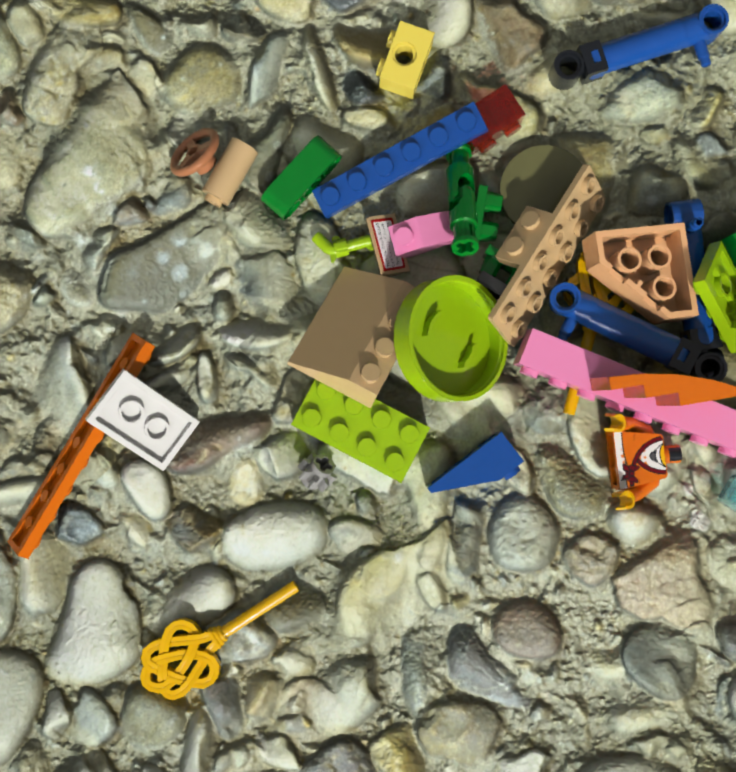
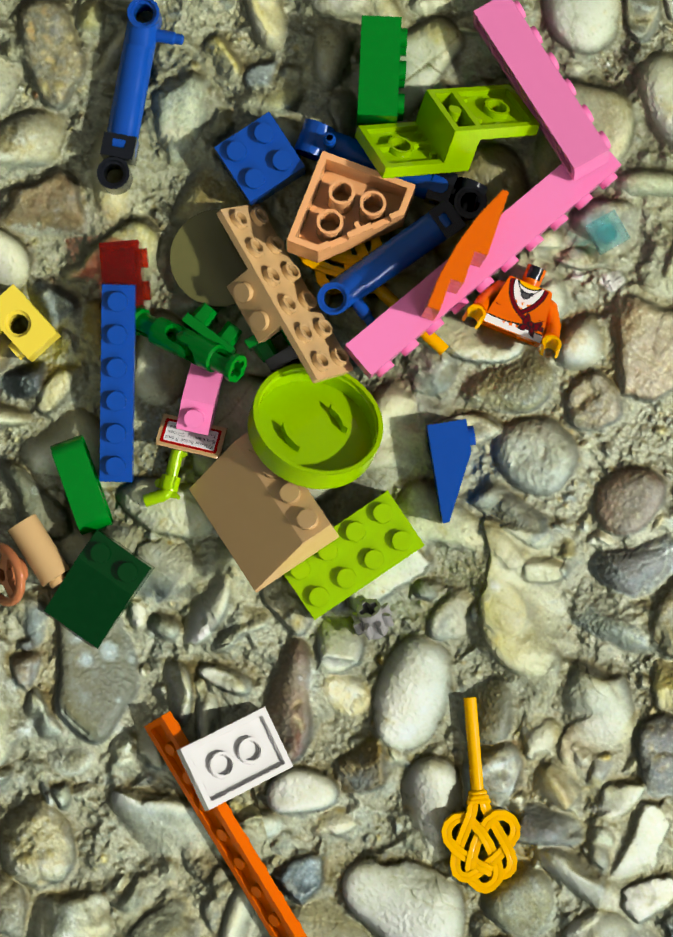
camera: 60 degrees left, 0 degrees up
(226, 236) = (98, 588): none -> dark green slope
(644, 179) = (260, 159): none -> blue brick

